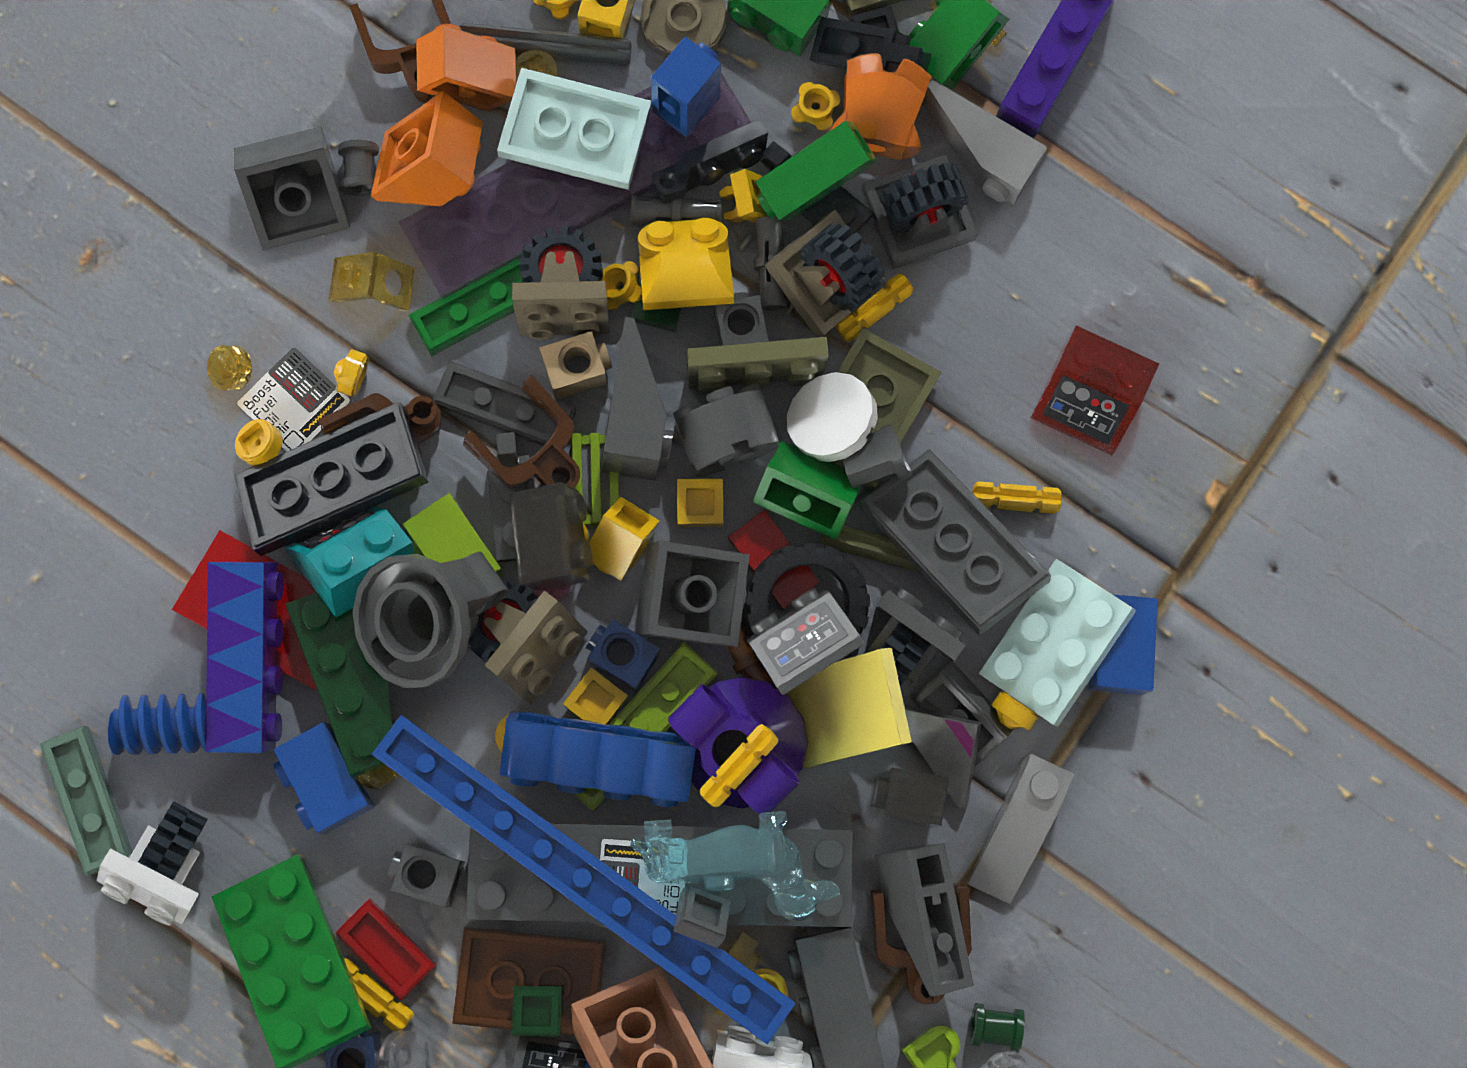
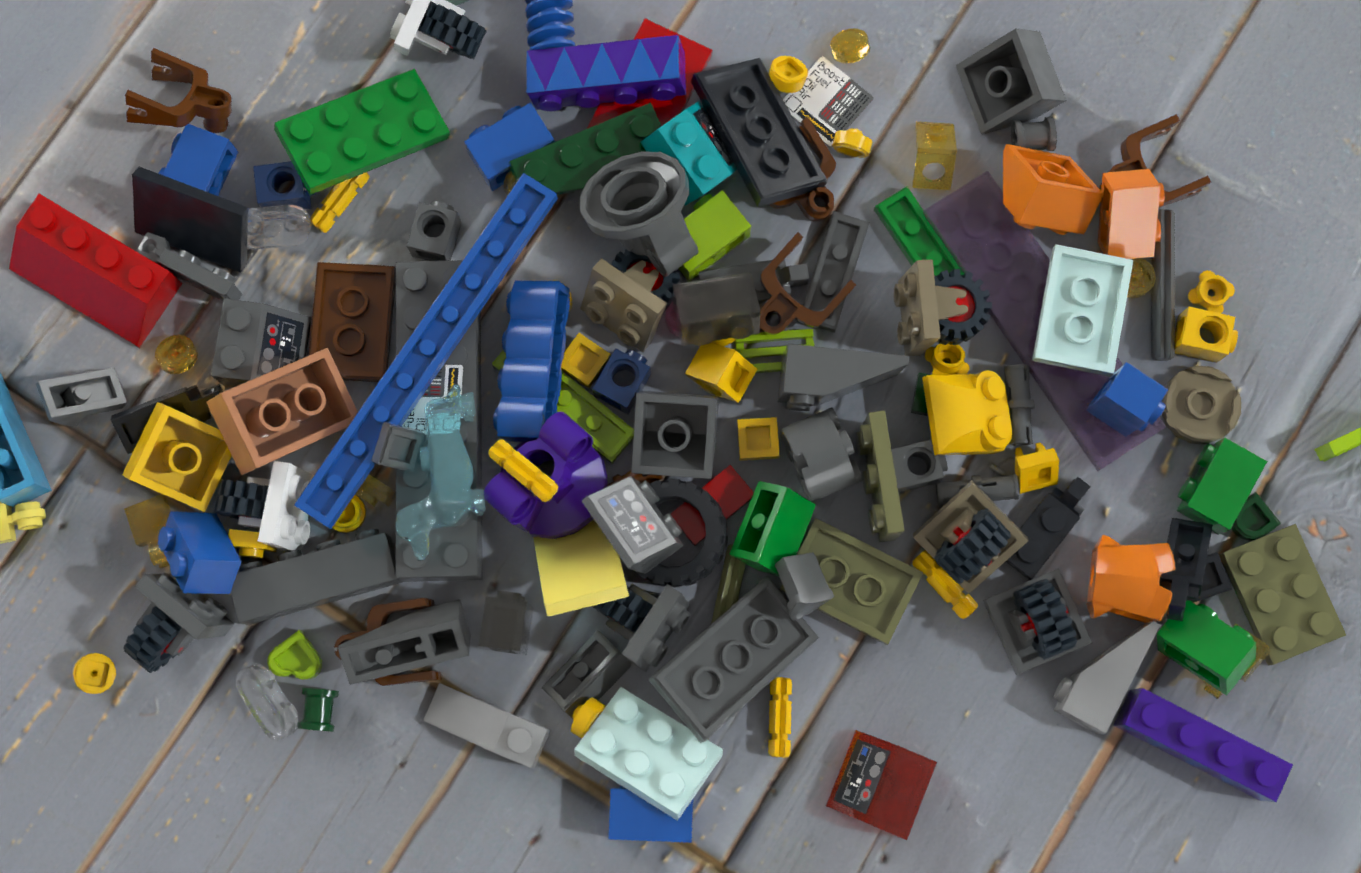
camera: 95 degrees right, 0 degrees up
(385, 949) = (376, 207): red tile -> none
(537, 1011) = (327, 327): dark green tile -> none
(559, 353) = (872, 309): tan brick -> none
(711, 160) = (1065, 431): black hinge -> none
(814, 172) = (1060, 520): green brick -> none
(819, 94) = (1139, 521): yellow plate -> none
(831, 417) = (837, 544): white tile -> none
(948, 747) = (555, 660): flat silver tile -> none

